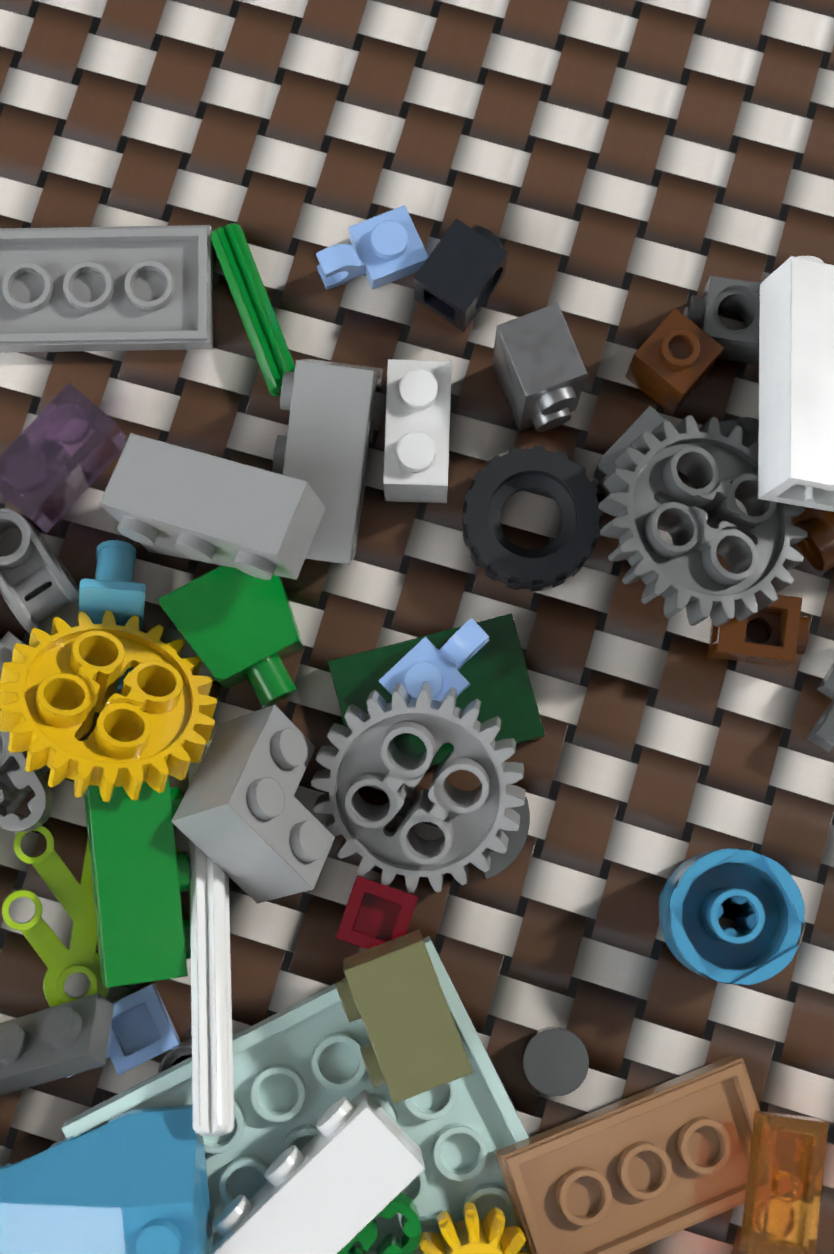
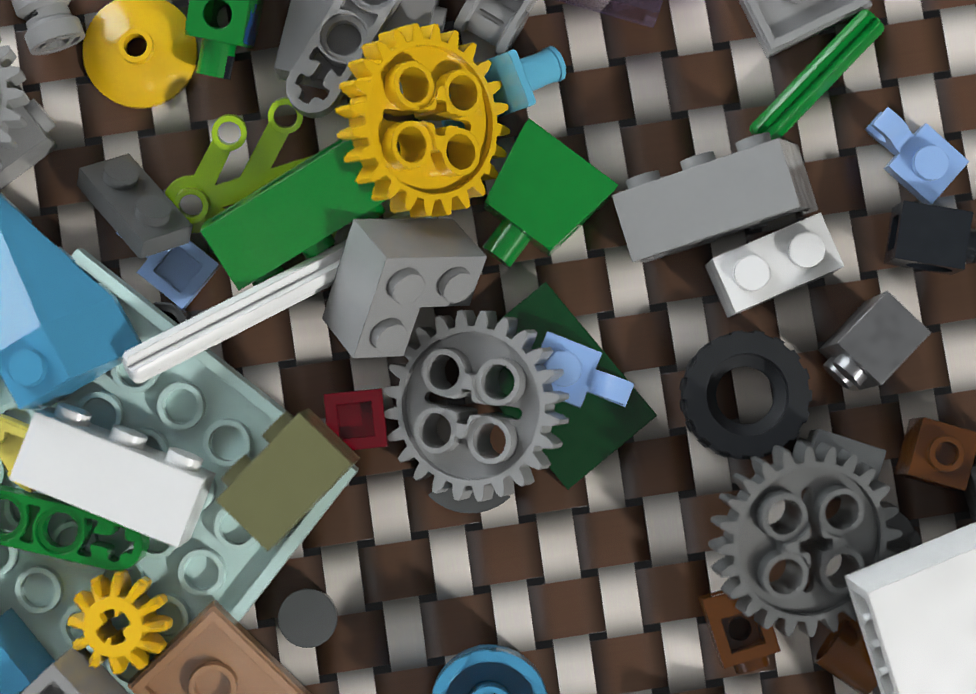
camera: 60 degrees right, 5 degrees up
(212, 509) = (621, 129): light grey wedge -> none

